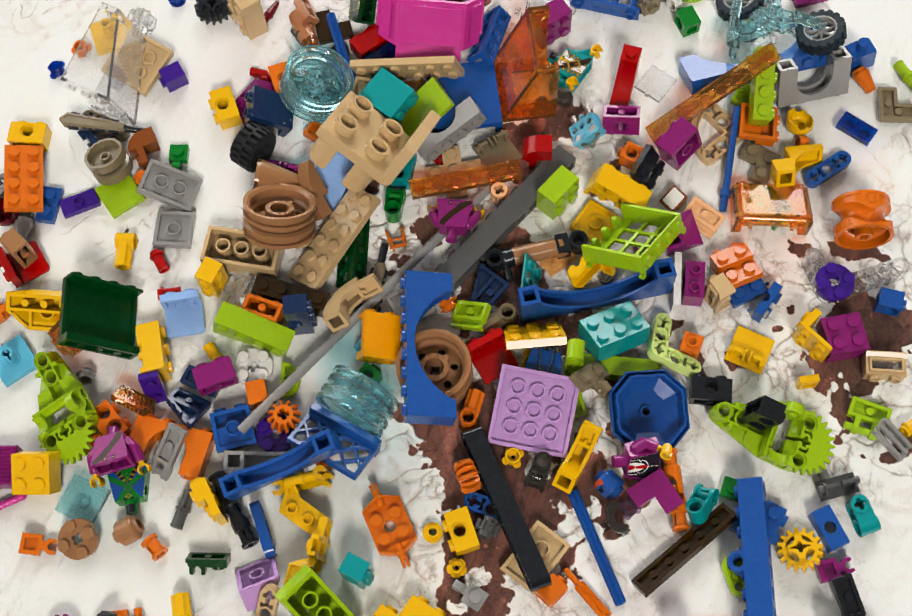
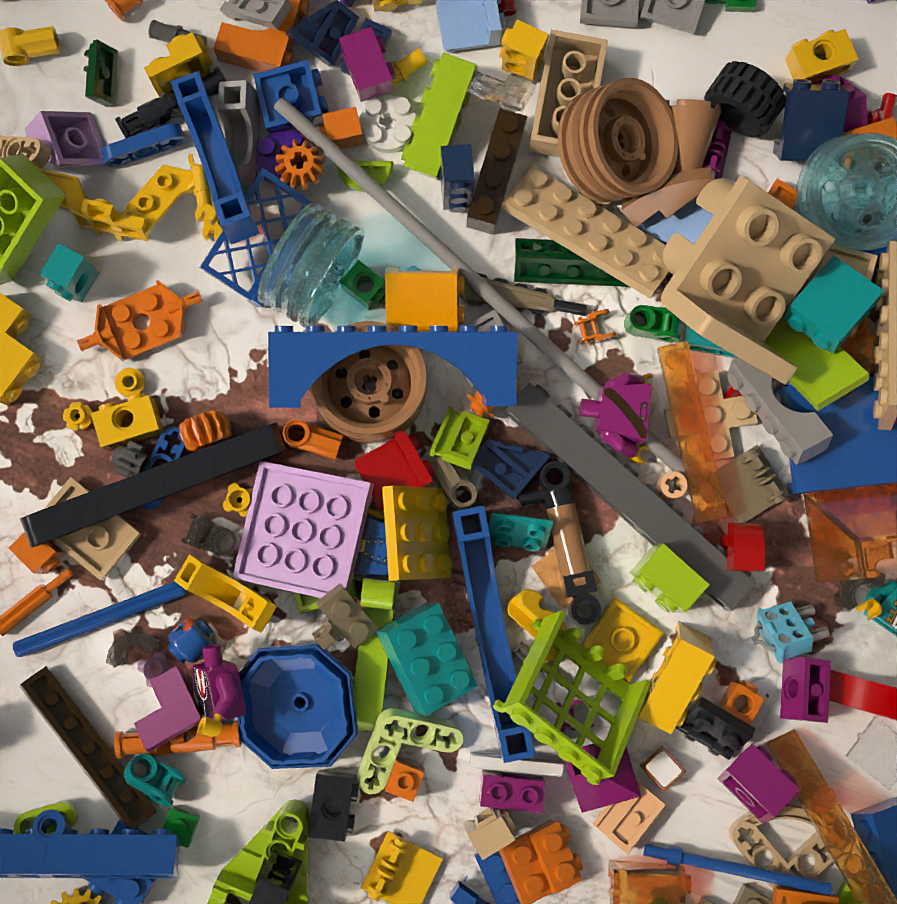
camera: 80 degrees right, 15 degrees up
(263, 307) = (473, 124): orange brick -> none
(346, 298) = (484, 247): tan arch -> none
(472, 597) = (37, 438): light grey plate -> none

